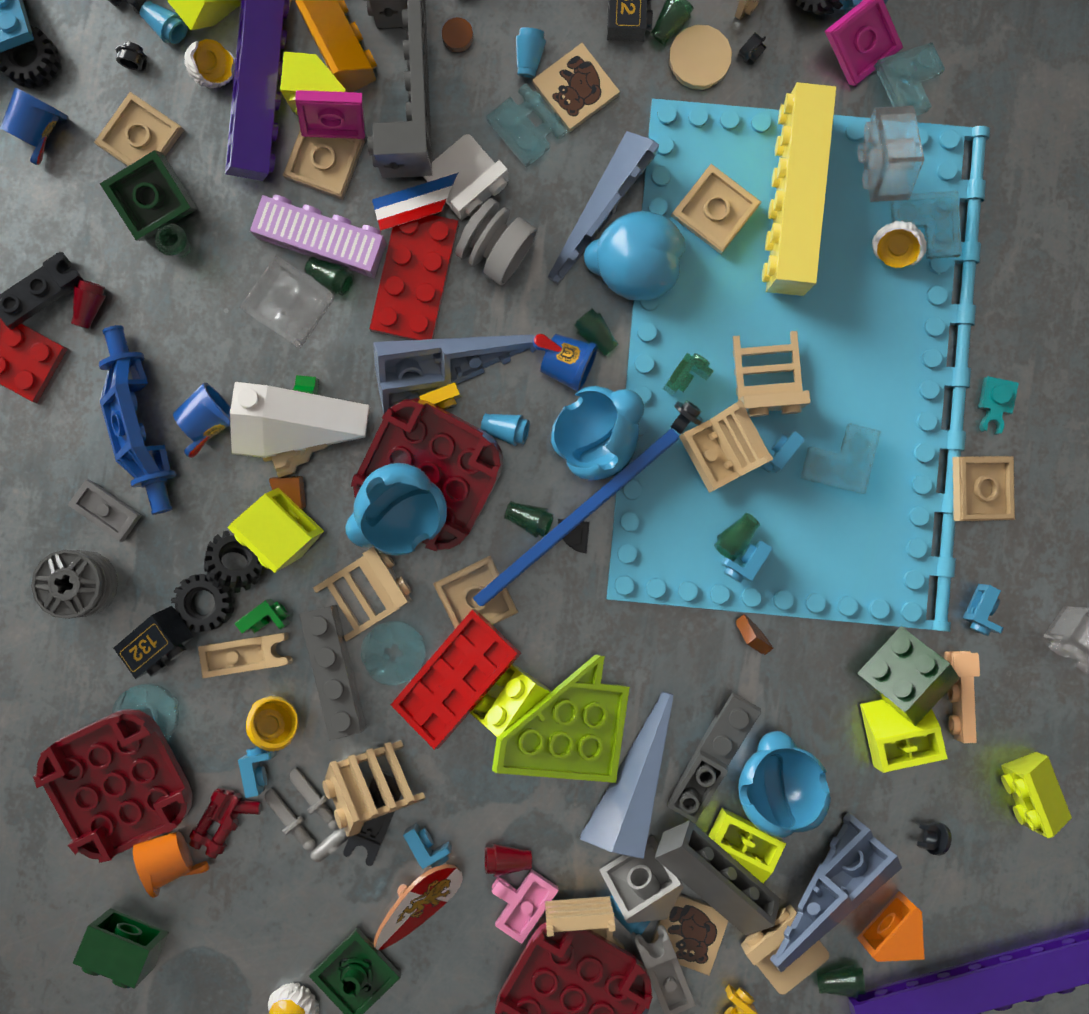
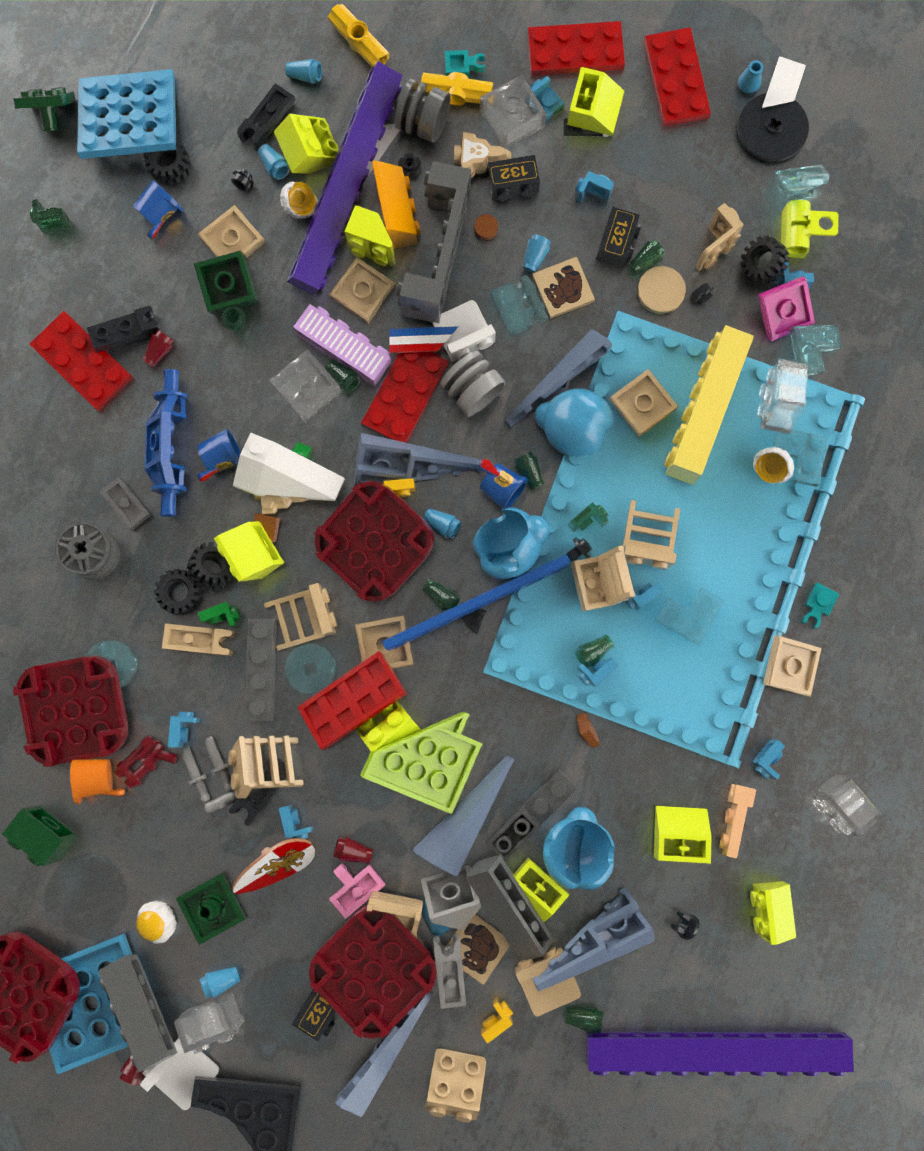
camera: 10 degrees right, 5 degrees down
(153, 642) = (133, 611): black brick -> none
(272, 723) = (204, 695): yellow helmet -> none
(330, 114) = (376, 259): dark pink tile -> none
(396, 510) = (343, 560): dark azure piece -> none
(895, 932) = (636, 989): orange slope -> none
(908, 675) = (697, 792): brick -> none

